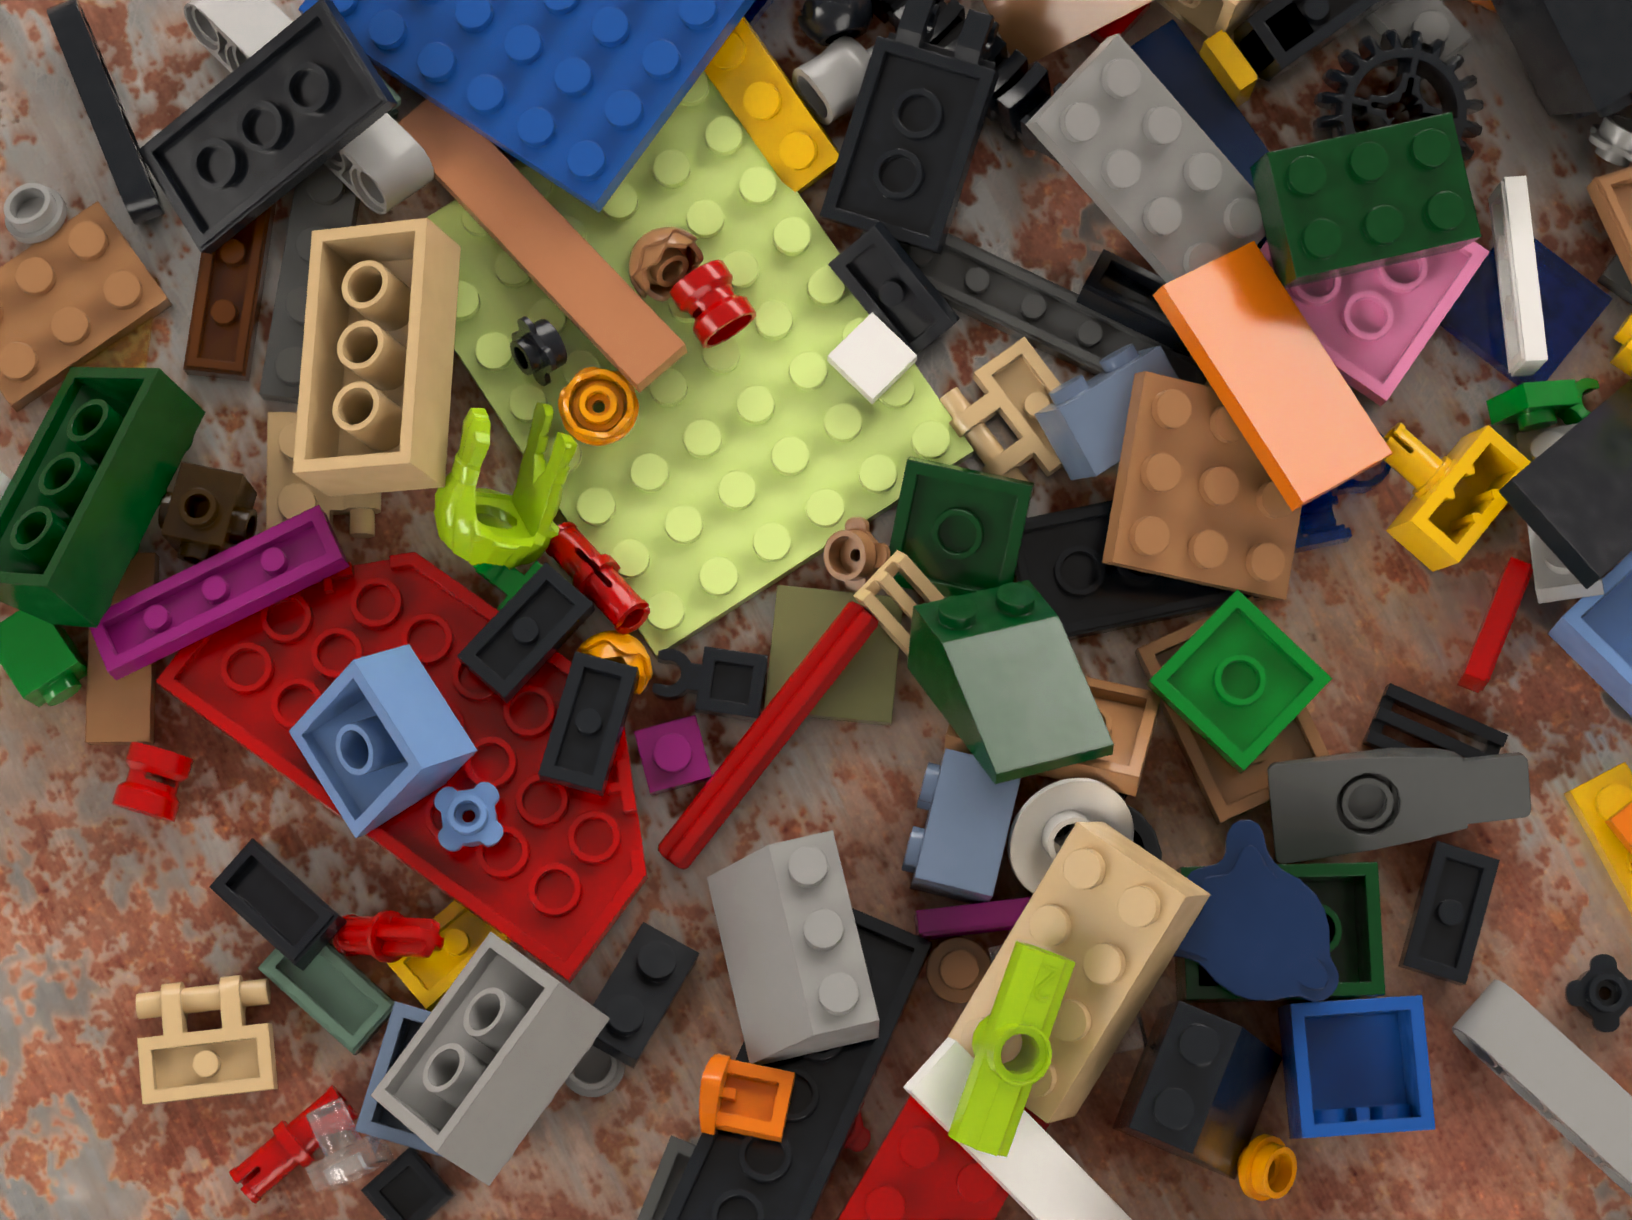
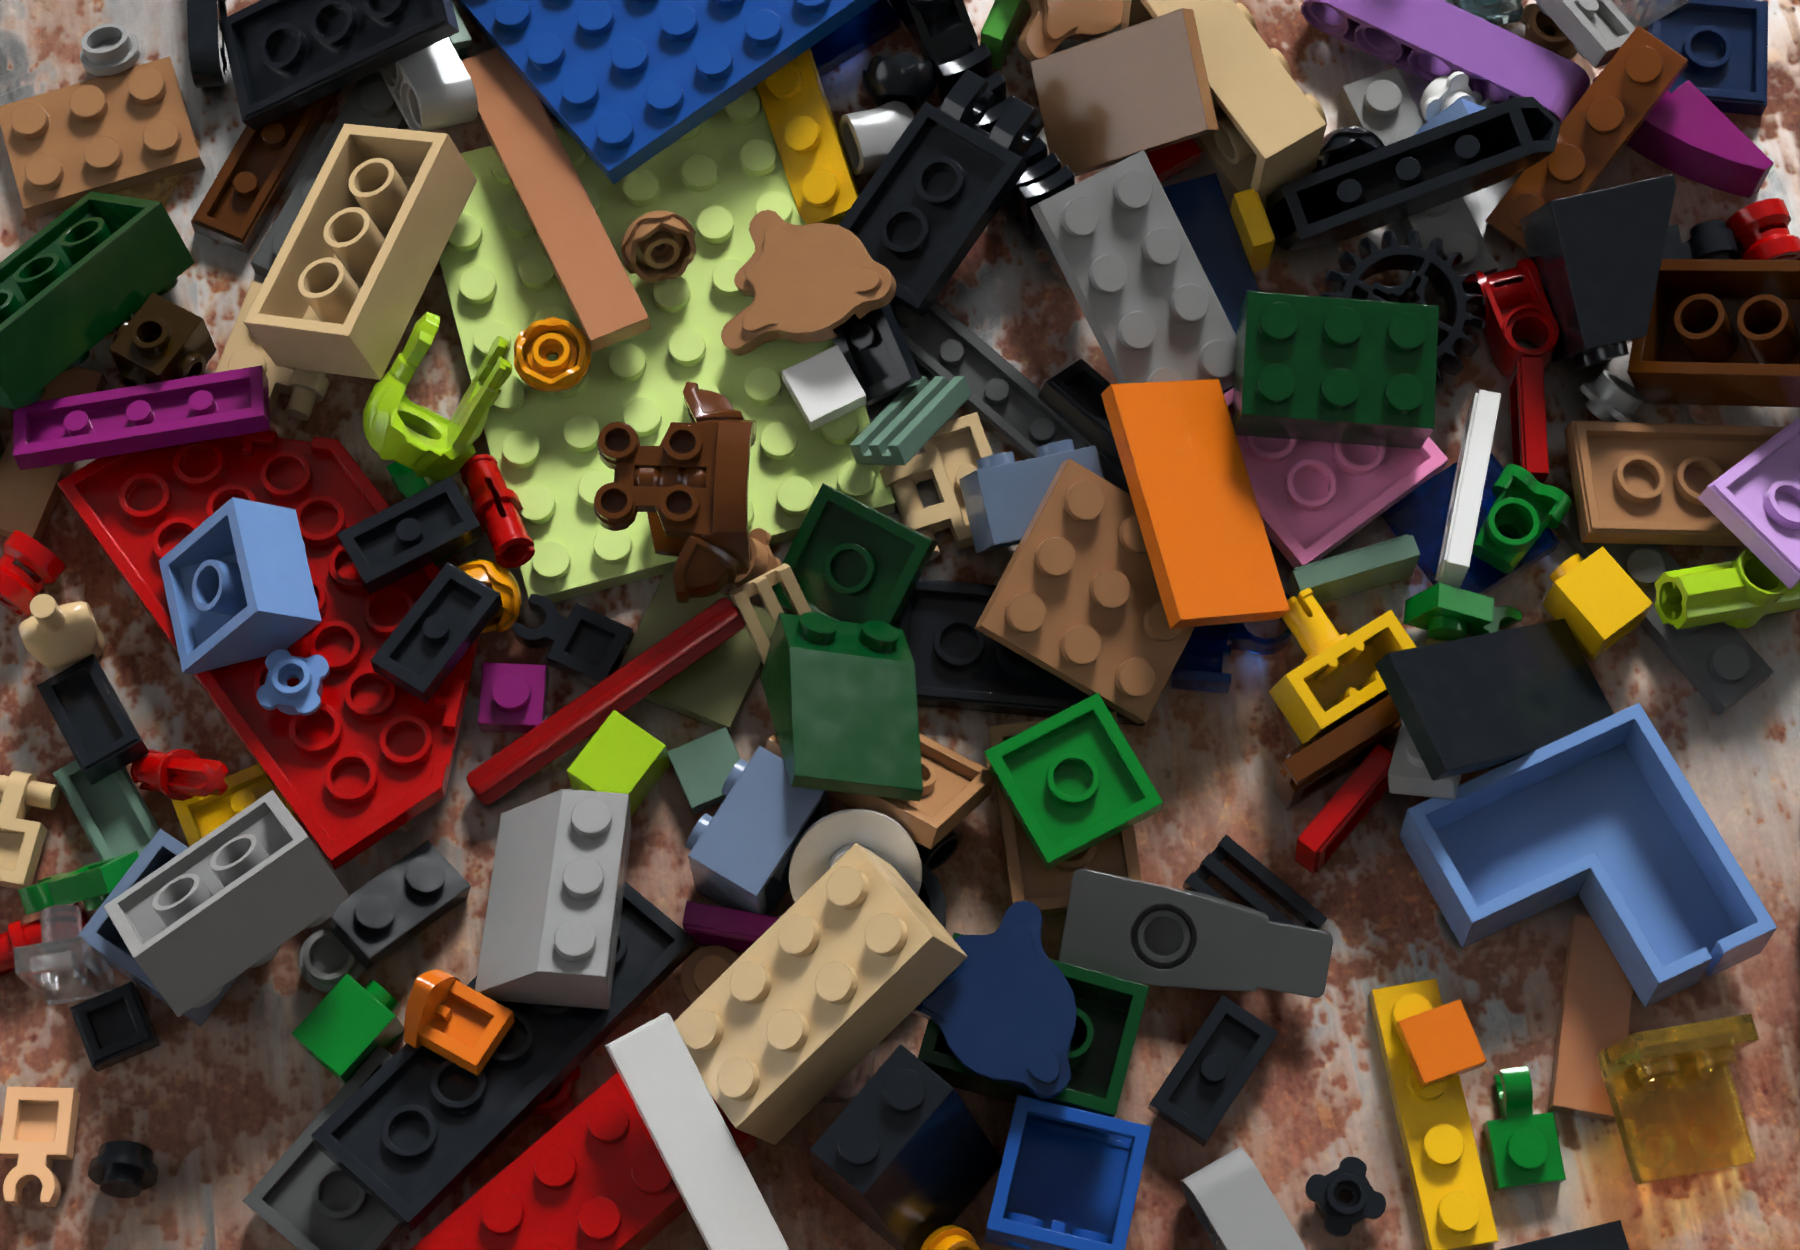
camera: 20 degrees right, 10 degrees down
(218, 833) = (61, 633): none -> tan piece
(338, 1069) = (86, 884): none -> green plate
(537, 349) = (514, 288): black plate -> none
(637, 1127) = (350, 1026): none -> green brick
(712, 302) = (688, 287): red wheel -> none
(789, 510) = (689, 488): none -> reddish brown piece
(800, 795) = (620, 761): none -> lime brick
(822, 259) = (803, 284): none -> medium nougat tile
(884, 769) = (703, 768): none -> sand green tile
(956, 366) = (910, 421): none -> sand green tile
(999, 1090) = (687, 1071): lime piece -> none
(1432, 387) = (1357, 570): none -> sand green tile
(1451, 595) = (1337, 752): none -> reddish brown plate
(1507, 75) = (1516, 311): none -> red piece
(1550, 192) = (1528, 417): none -> red tile
(1574, 281) = (1521, 510): none -> green plate

